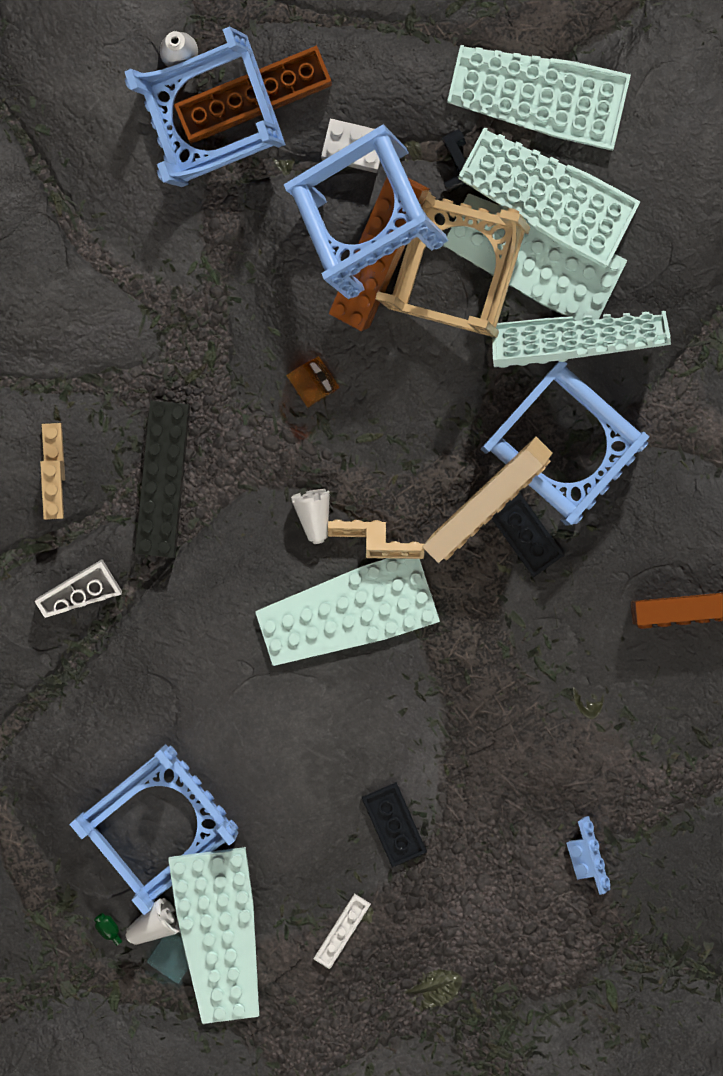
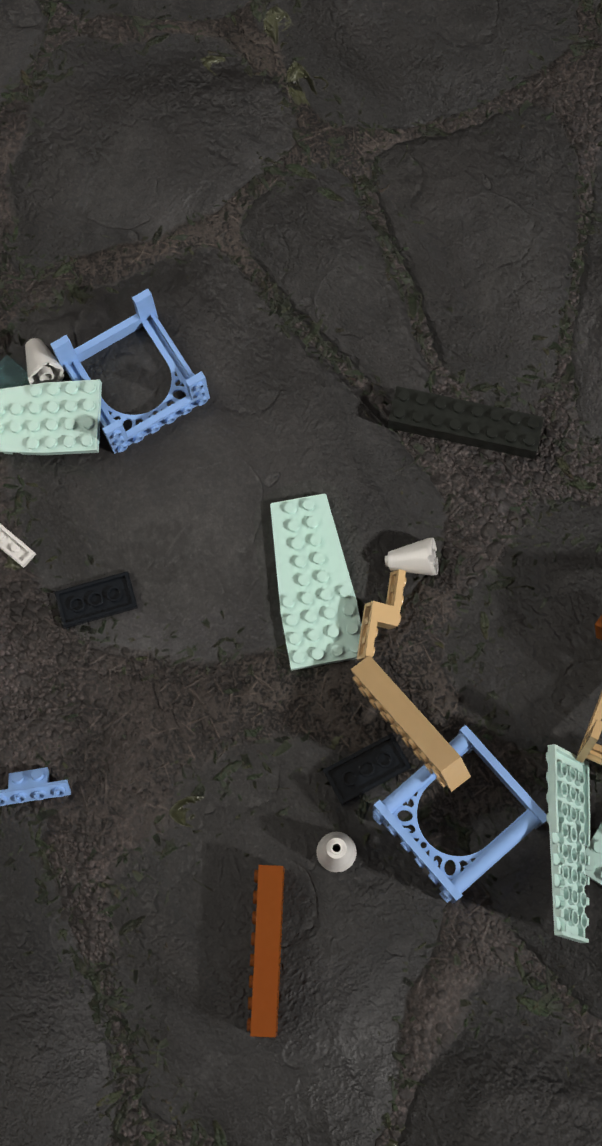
camera: 105 degrees right, 15 degrees down
(52, 471) = (484, 324): tan bracket -> none
(82, 589) = (368, 336): white wedge -> none
(107, 928) = (45, 324): dark green plant -> none
(313, 382) = (546, 575): clear orange slope -> none
(601, 554) = (339, 860): none -> white cone

